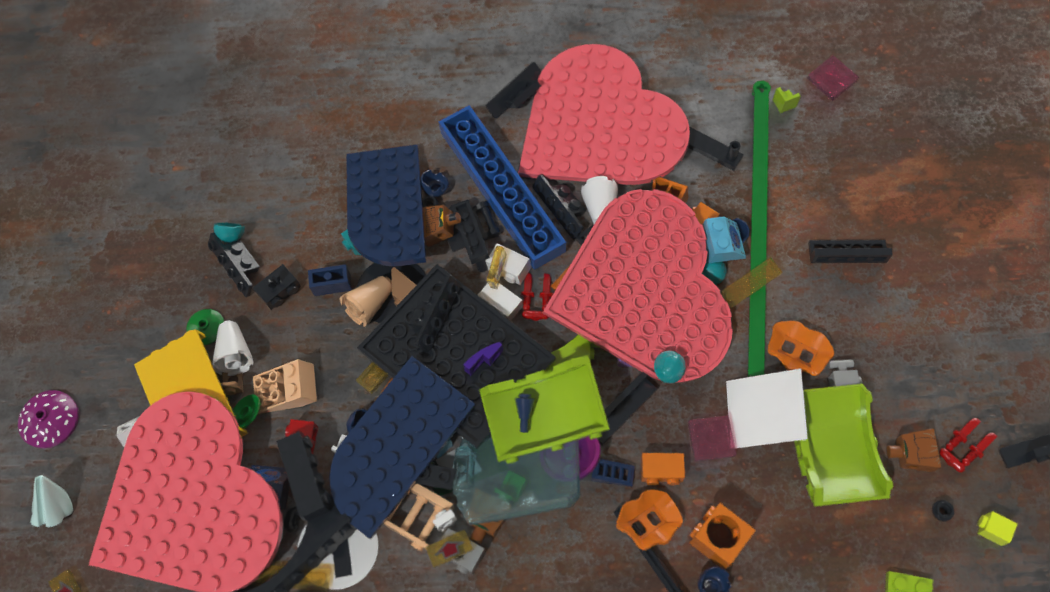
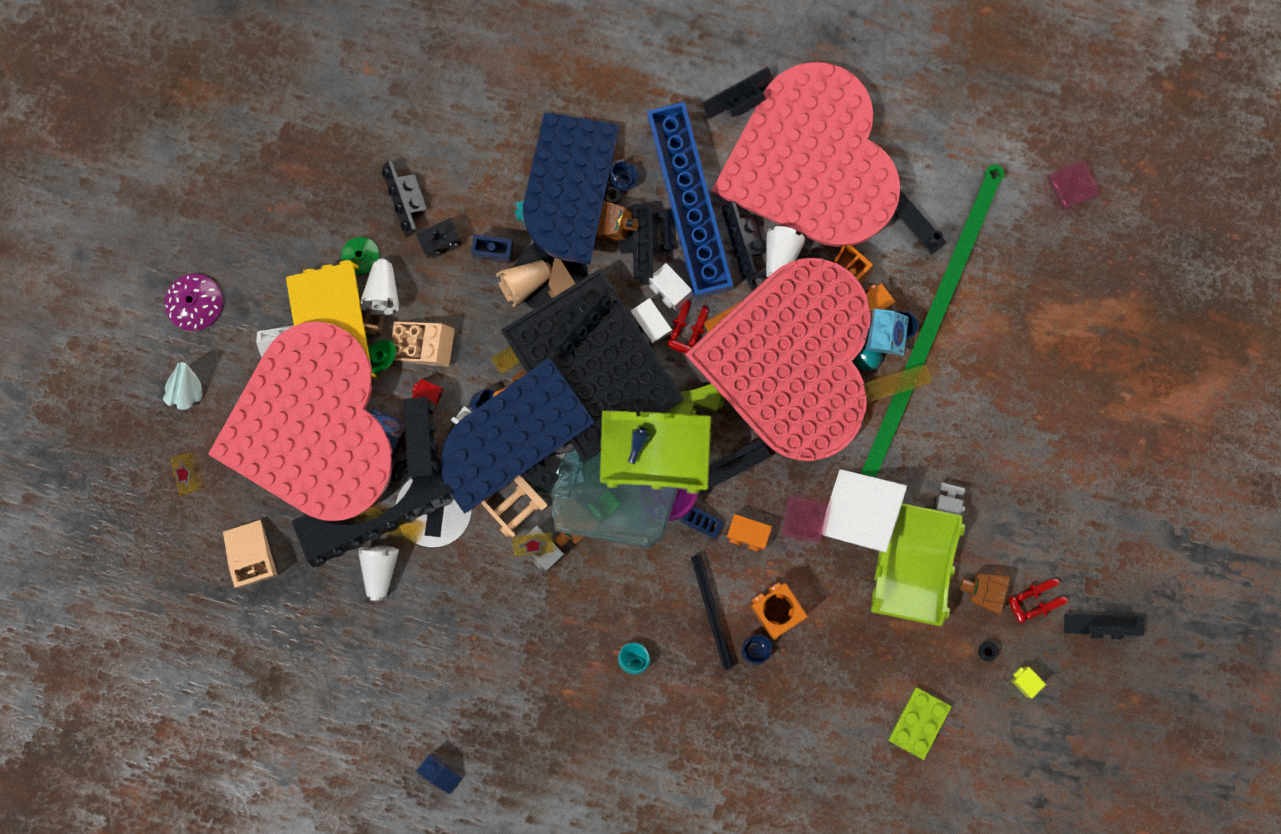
camera: 15 degrees right, 15 degrees up
(228, 231) = (405, 163): teal piece -> none
(444, 520) = (535, 517): white plate -> none
(487, 354) = (620, 378): dark purple slope -> none
(496, 267) = (656, 290): clear yellow tile -> none
(637, 511) = (712, 563): orange piece -> none
(669, 366) = (787, 443): teal piece -> none
(785, 100) = (1014, 194): lime panel -> none
(803, 339) = (927, 453): orange piece -> none
(849, 254) = (1007, 383): black fence -> none

